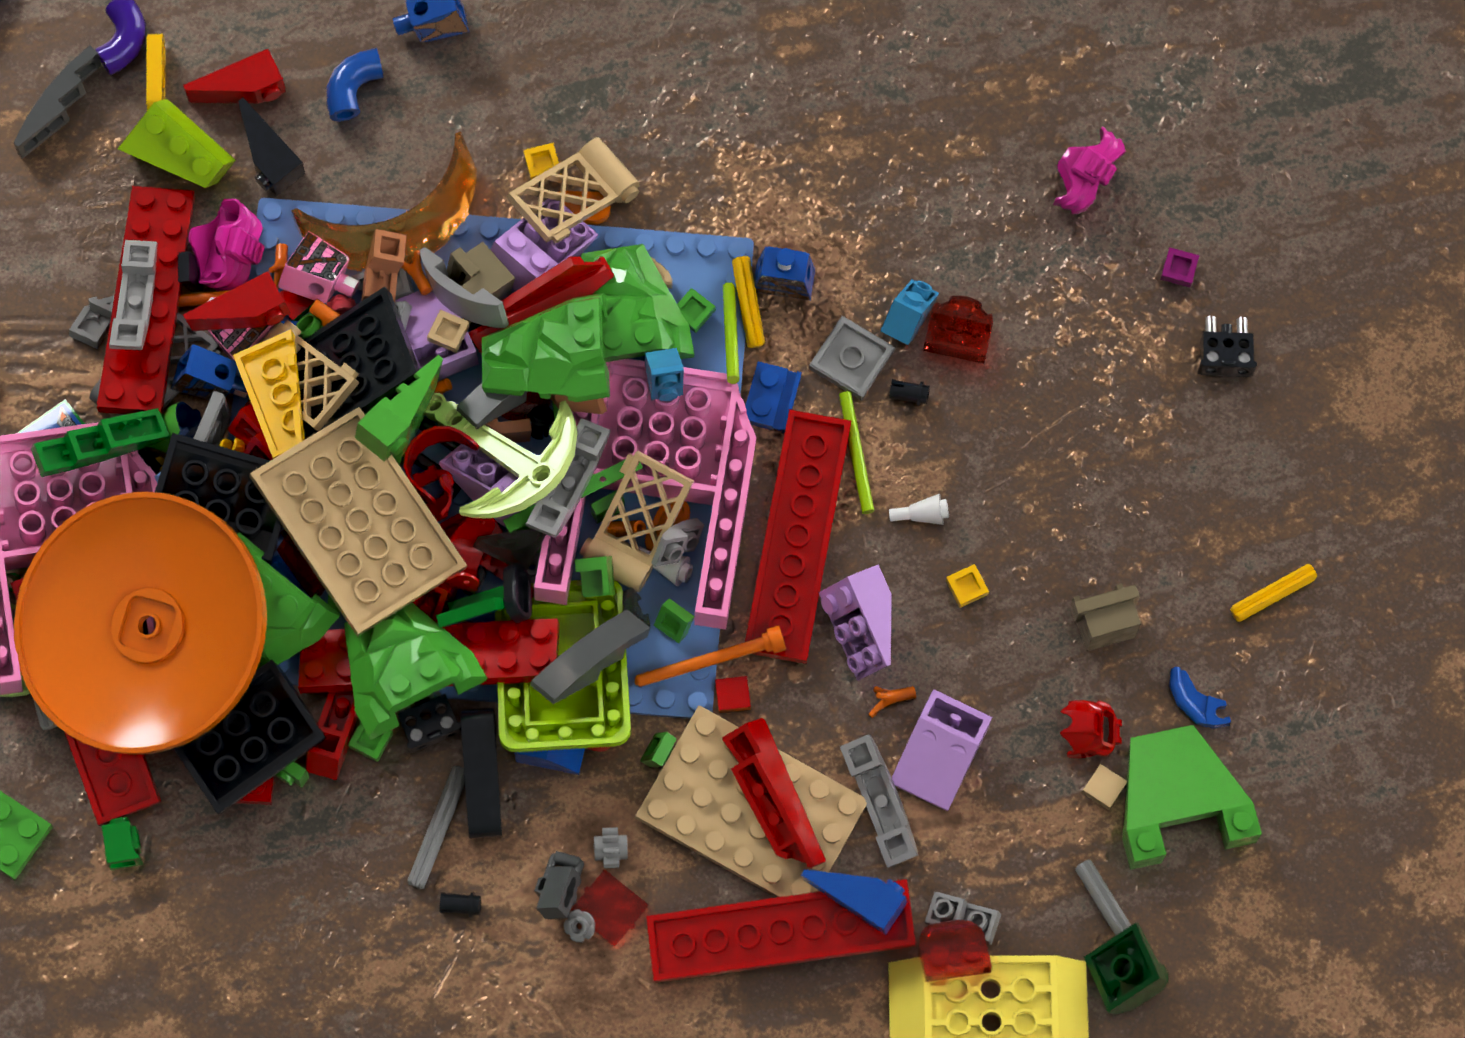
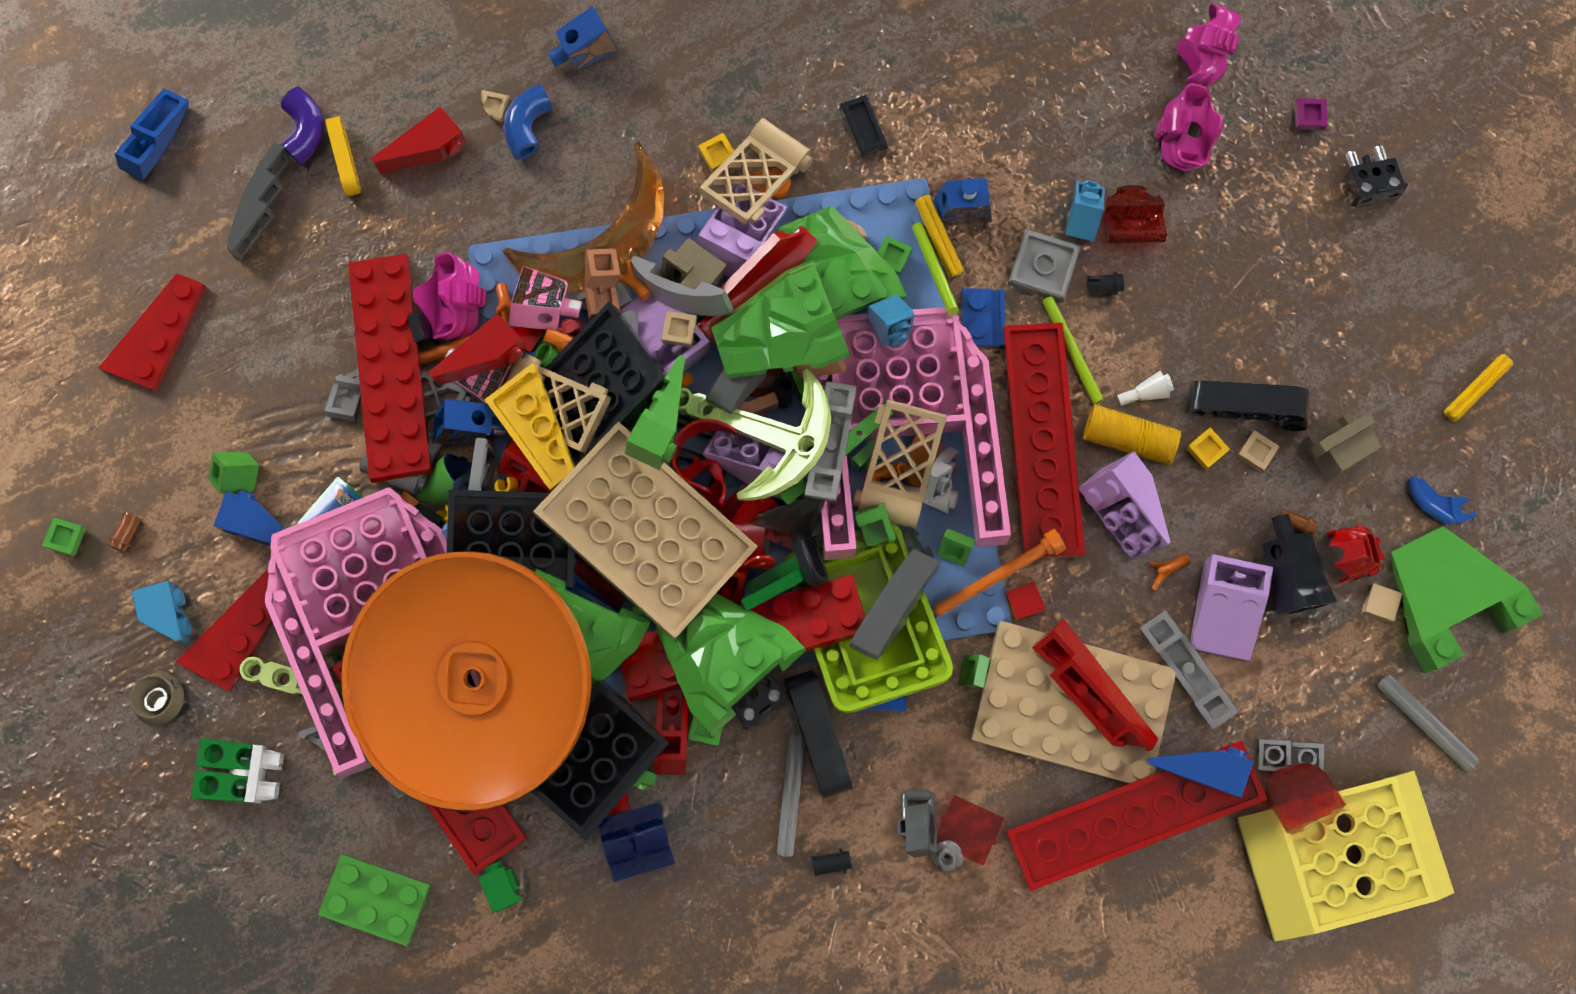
camera: 15 degrees left, 5 degrees up
(101, 442) = (381, 512): green slope -> none
(135, 295) = (378, 366): light grey slope -> none
(177, 145) = (380, 215): lime wedge -> none
(268, 834) = (636, 842): none -> clear blue plate
(273, 160) = (472, 208): black slope -> none
(326, 59) = (495, 105): none -> tan tile
(610, 847) = (956, 775): light grey gear -> none
(703, 170) = (863, 126): none -> black tile
(887, 548) = (1132, 435): none -> yellow piece
(1019, 730) = (1297, 570): none -> black piece
(1020, 602) = (1257, 451): none -> tan tile
(1026, 548) = (1251, 402): none -> black beam
(1038, 684) = (1300, 523): none -> dark orange pin
(1052, 230) = (1189, 108): none -> dark pink piece
(1126, 971) = (1457, 771): dark green slope -> none

